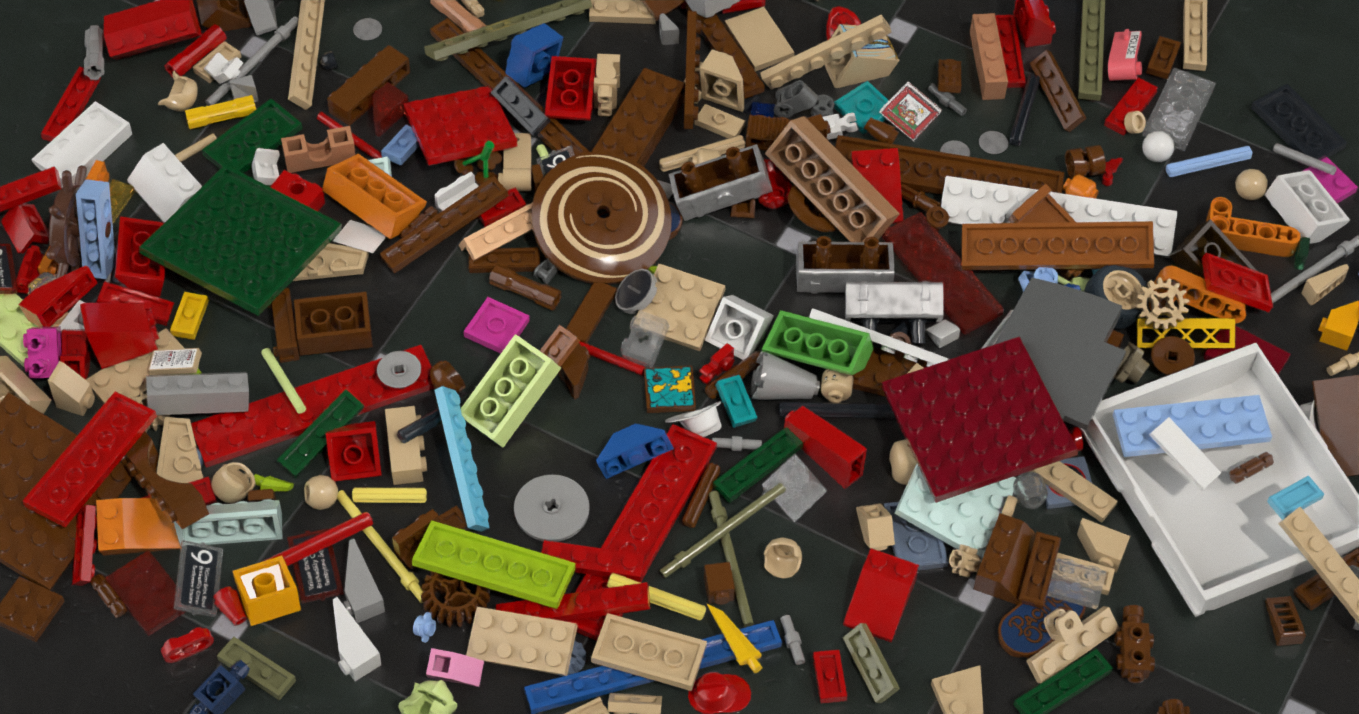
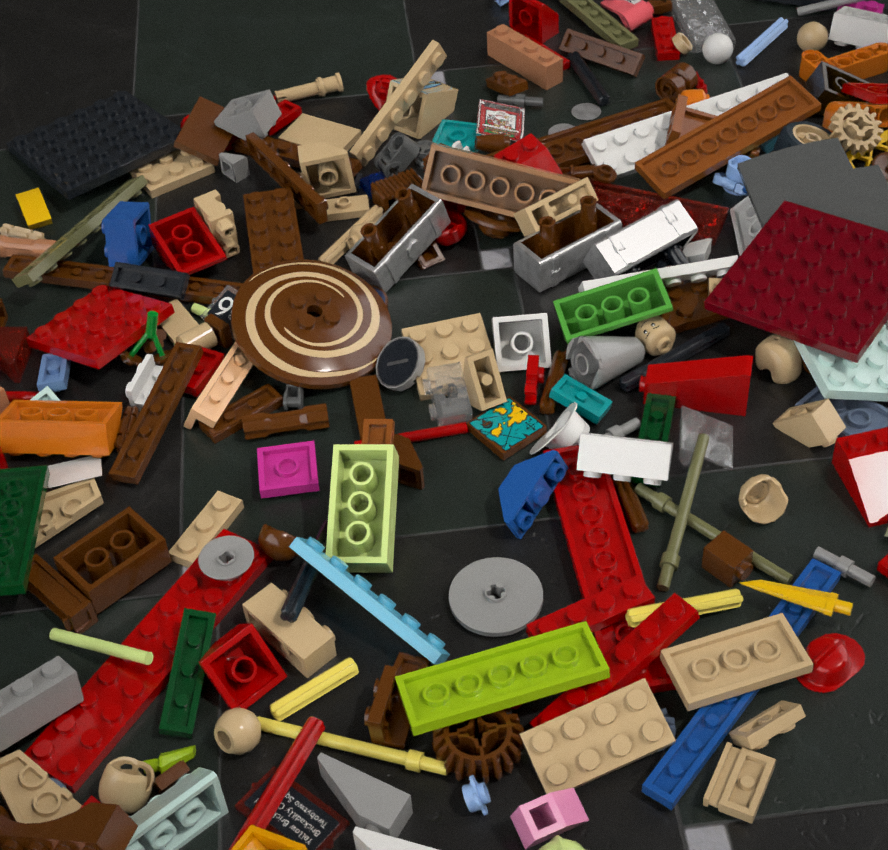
camera: 30 degrees left, 10 degrees down
(418, 333) = (214, 517): none -> tan plate
(675, 345) = (483, 380): none -> tan slope
(716, 465) = (624, 458): none -> white slope
(856, 228) = (556, 205): none -> tan slope

